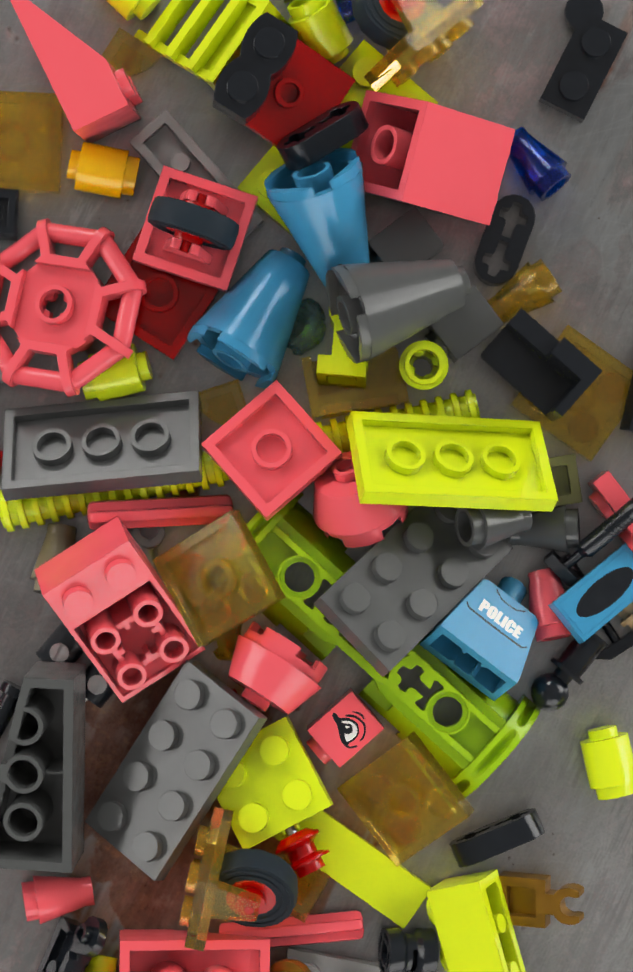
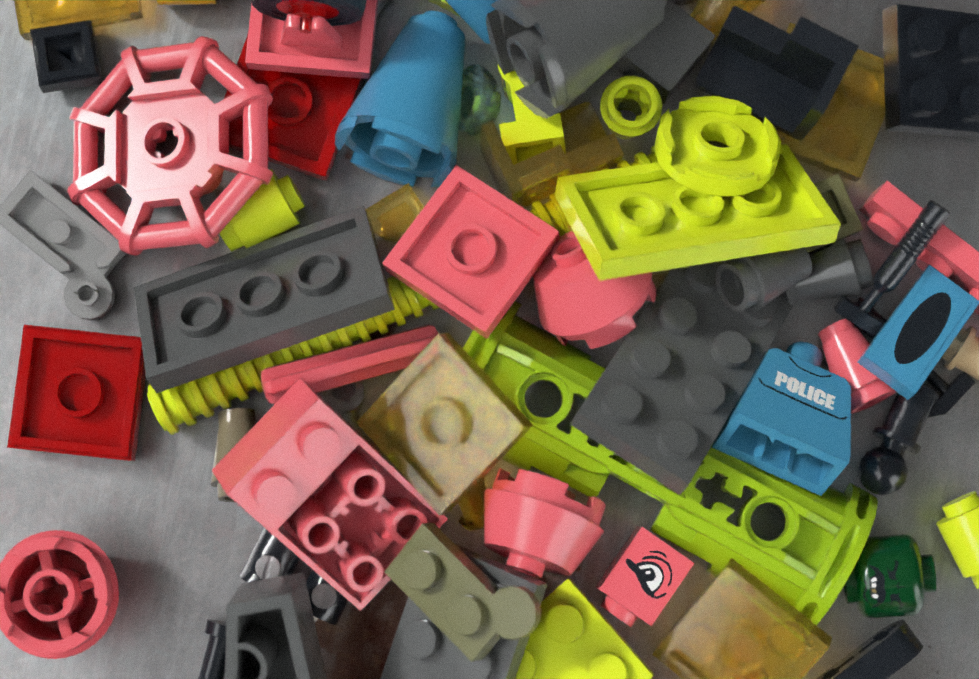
camera: 20 degrees left, 5 degrees down
(200, 711) = (461, 595): none -> olive hinge
(476, 434) = (710, 169): none -> neon yellow tile
(532, 774) = (890, 577): none -> dark green head

